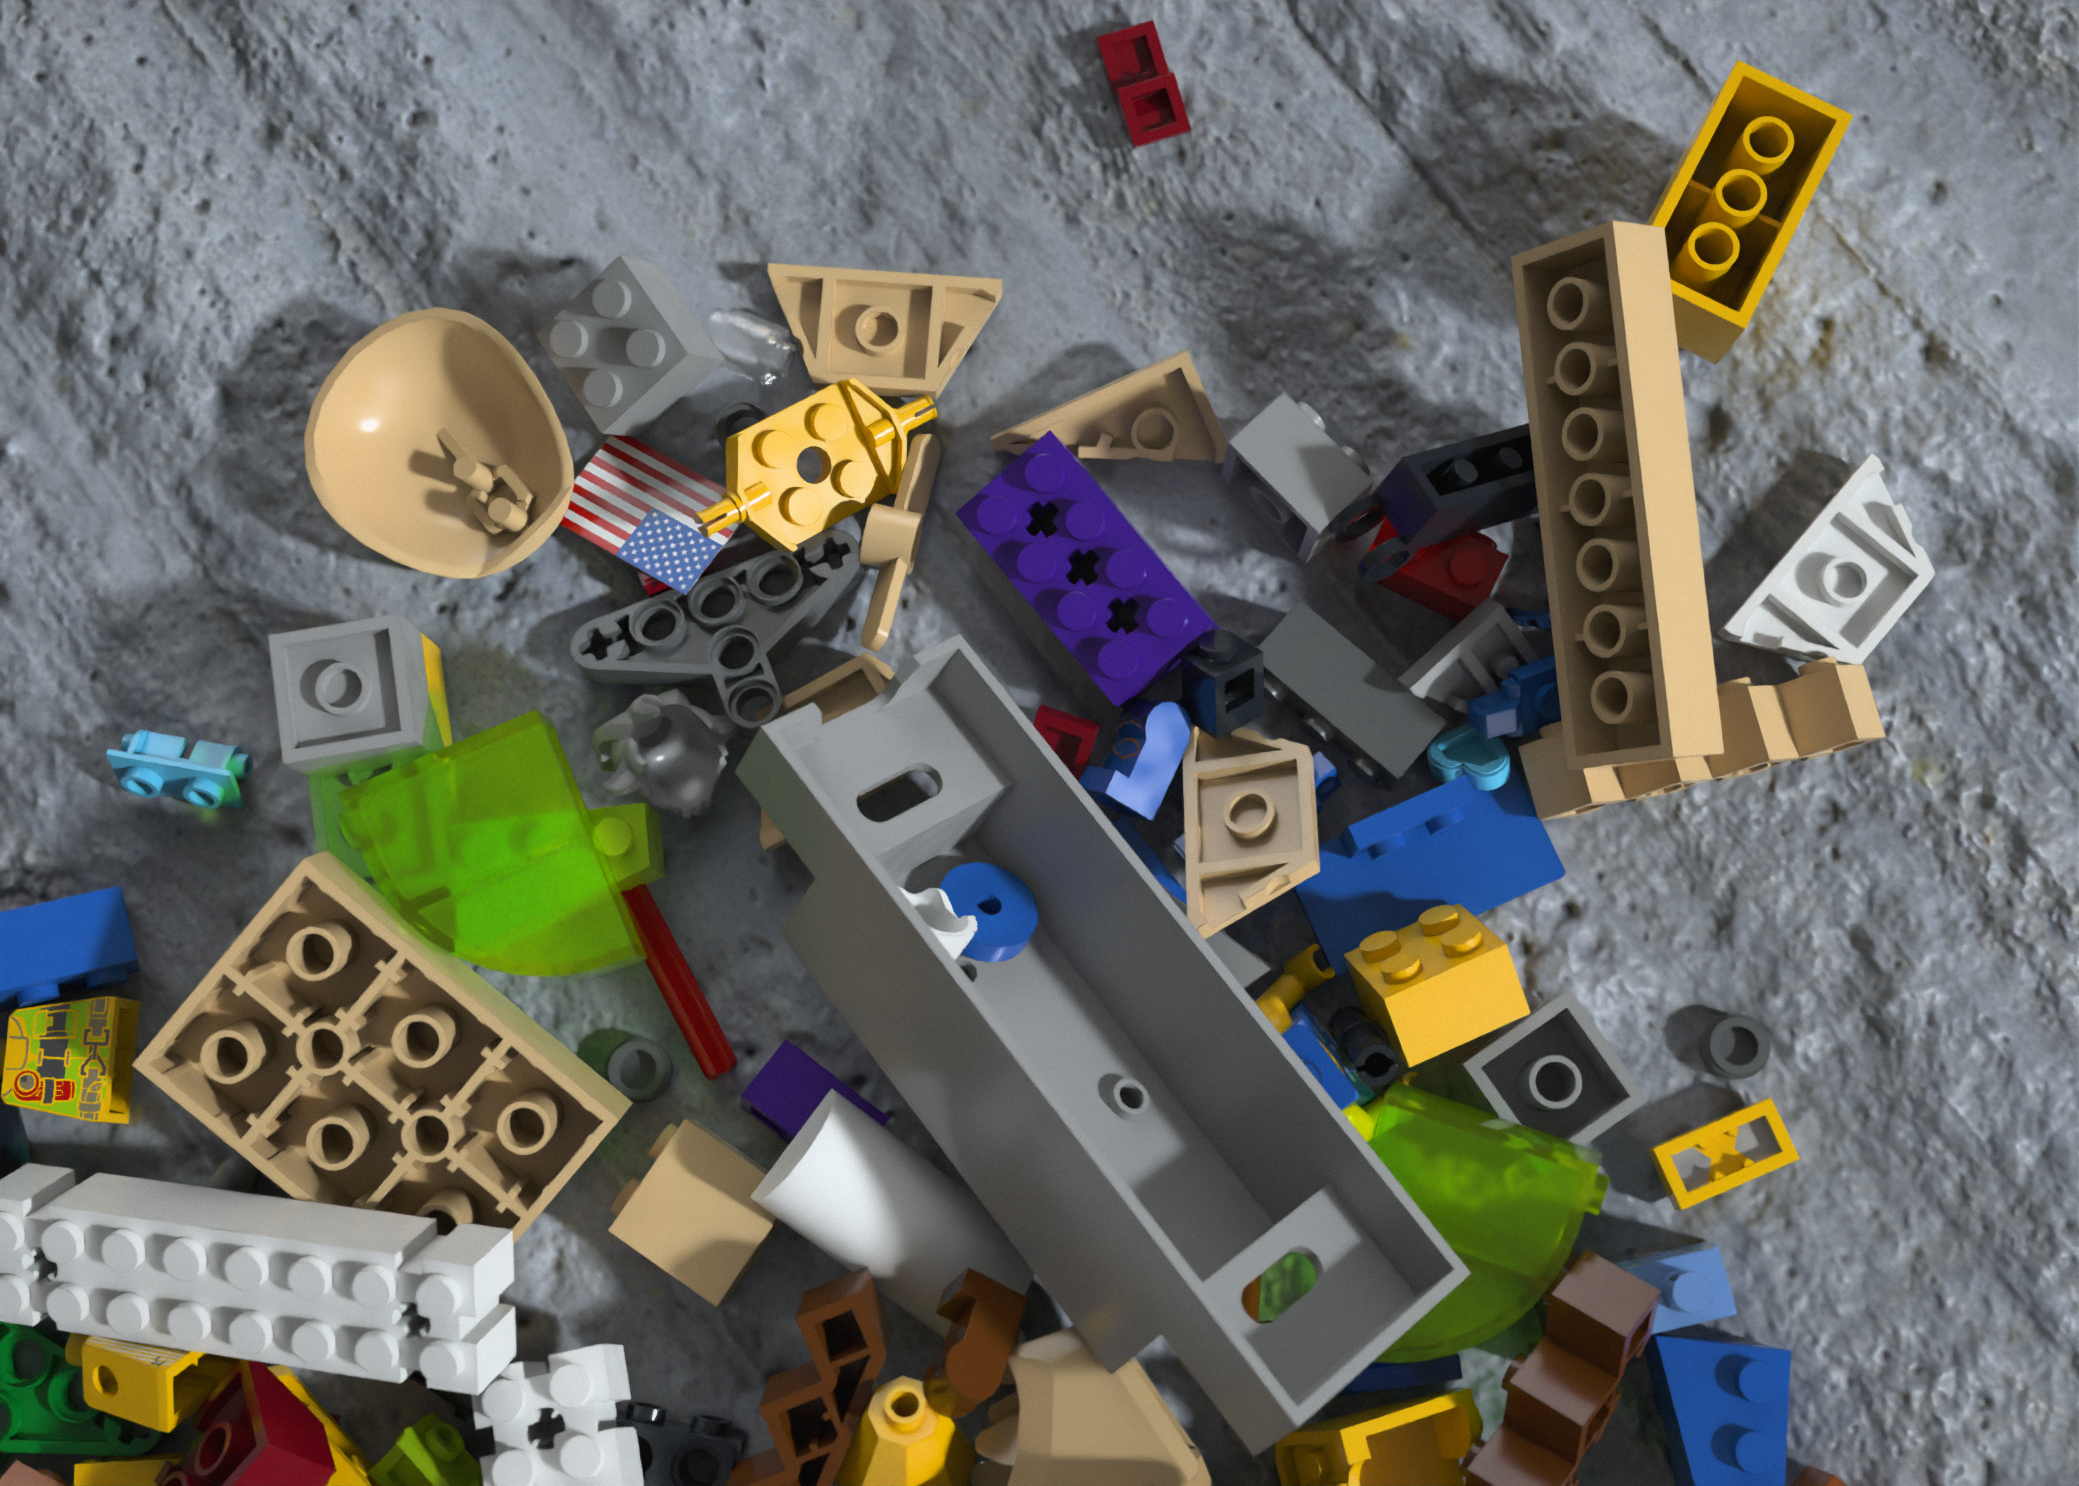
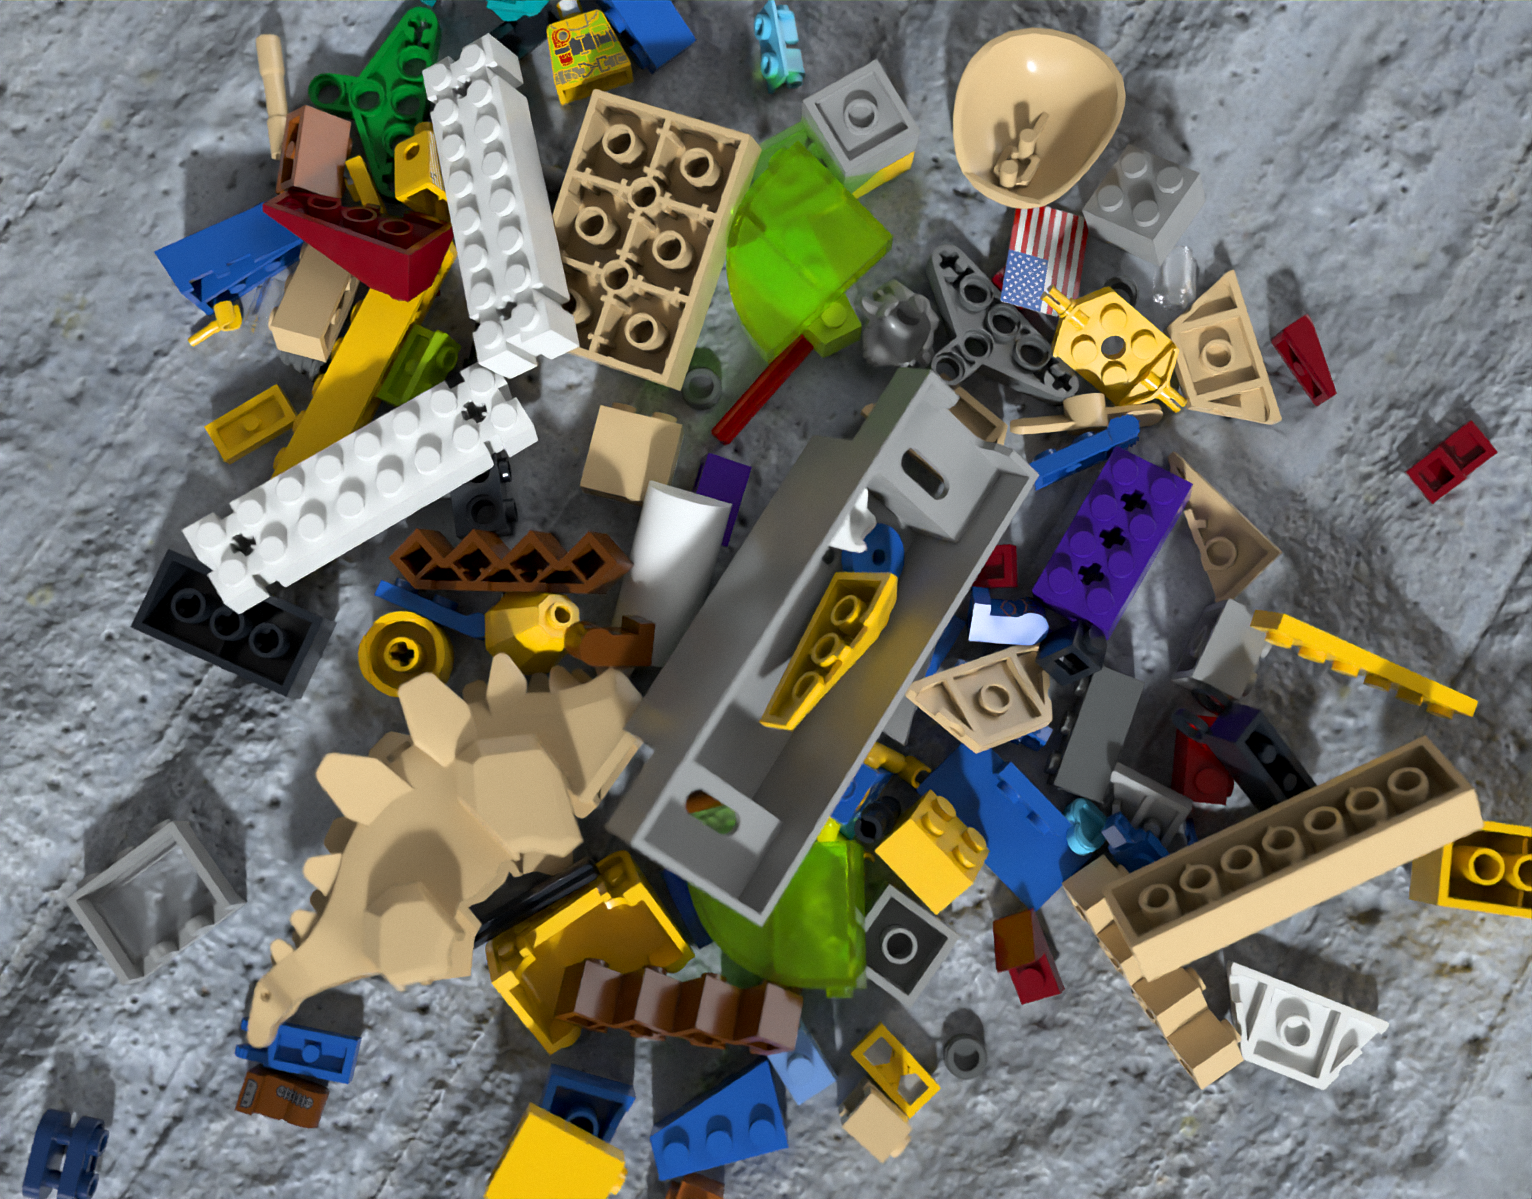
camera: 65 degrees right, 5 degrees up
(930, 216) = (1305, 358): none -> dark red slope
(944, 557) = (1085, 451): none -> blue hinge
(1083, 1006) = (840, 631): none -> yellow wedge
(1372, 312) = (1352, 660): none -> yellow plate
(1623, 908) = (1026, 955): none -> dark red slope
(1789, 1210) = (875, 1120): none -> tan brick

